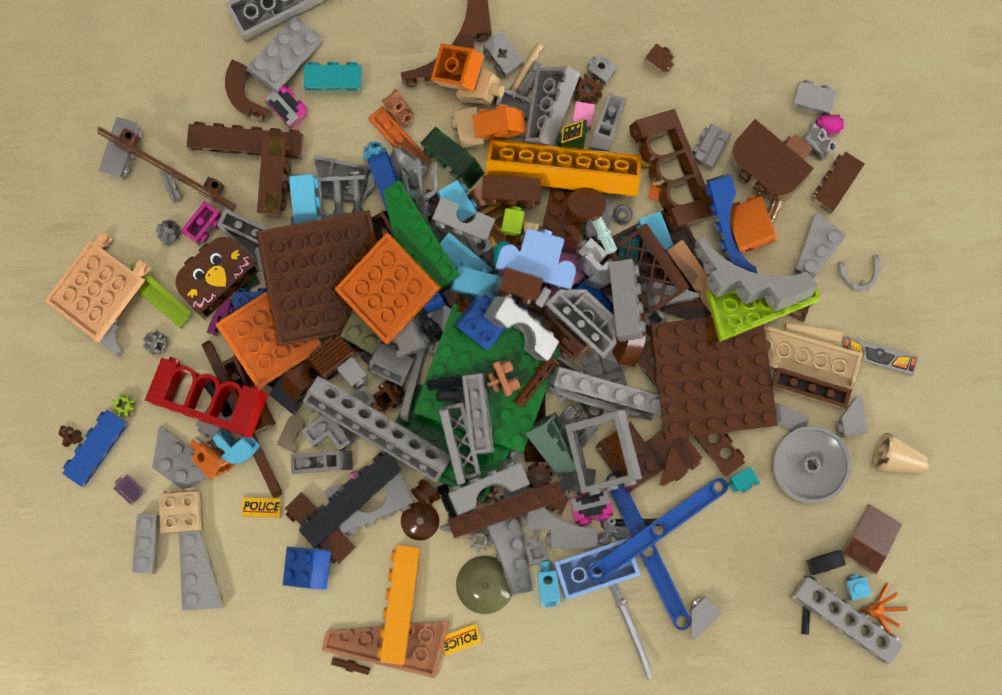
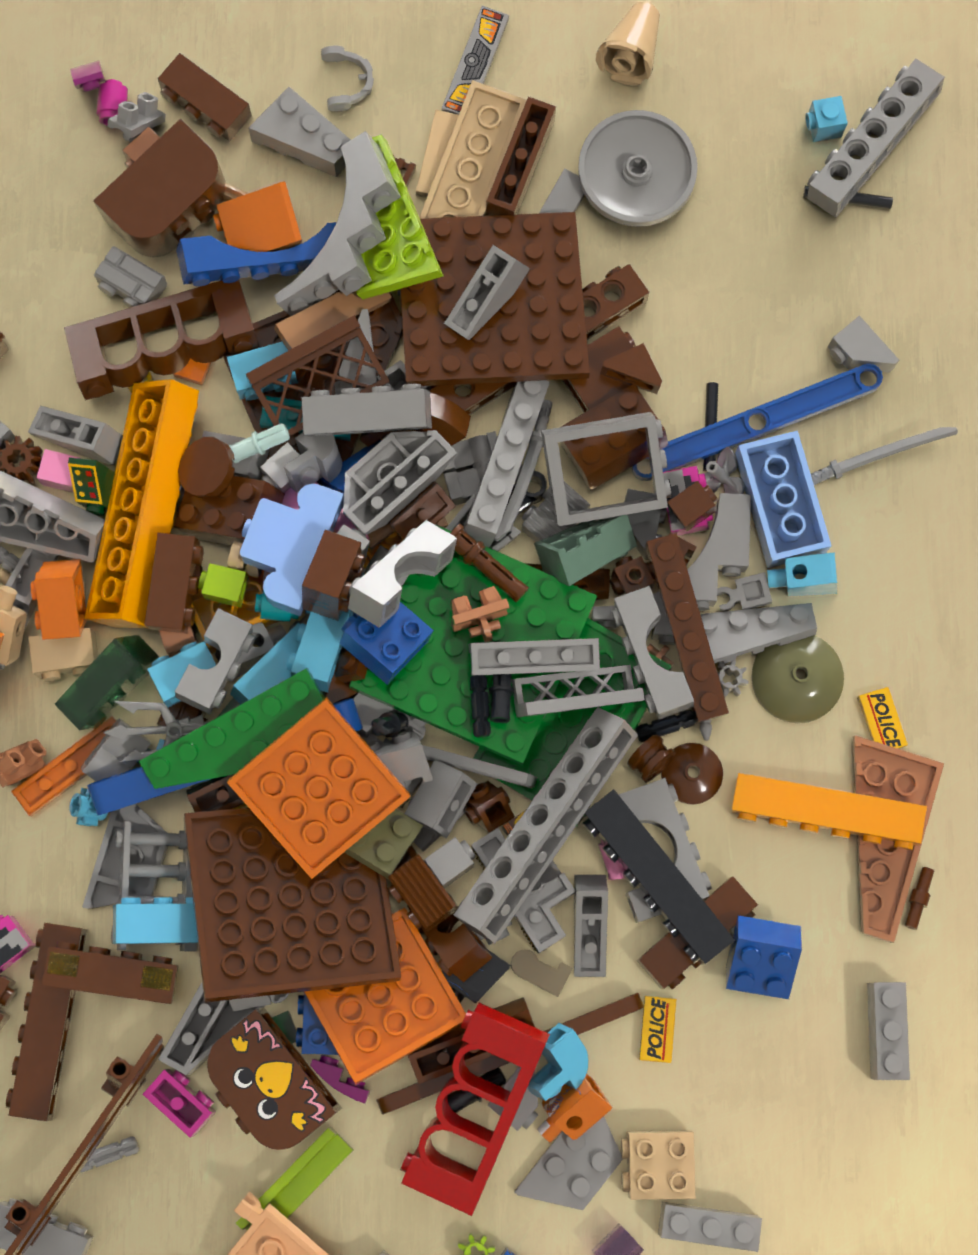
camera: 85 degrees left, 5 degrees down
(155, 342) = (374, 1193): light grey gear -> none
(168, 231) = (188, 1161): light grey gear -> none
(197, 576) = (769, 1141): light grey wedge -> none
(267, 648) = (888, 1031): none -> light grey brick
(585, 510) = (693, 505): none -> reddish brown brick
(627, 210) = (224, 414): light grey plate -> none
(647, 536) = (740, 415): blue beam -> none
(712, 370) = (487, 292): none -> light grey slope
(743, 480) = (655, 271): teal brick -> none
(814, 98) = (69, 121): light grey brick -> none
(826, 562) = (788, 158): black tyre -> none
(844, 106) = (88, 76): none -> magenta slope
(853, 419) = (574, 104): light grey slope -> none
(871, 539) = (755, 95): reddish brown slope -> none
(876, 609) = (859, 95): orange plant -> none

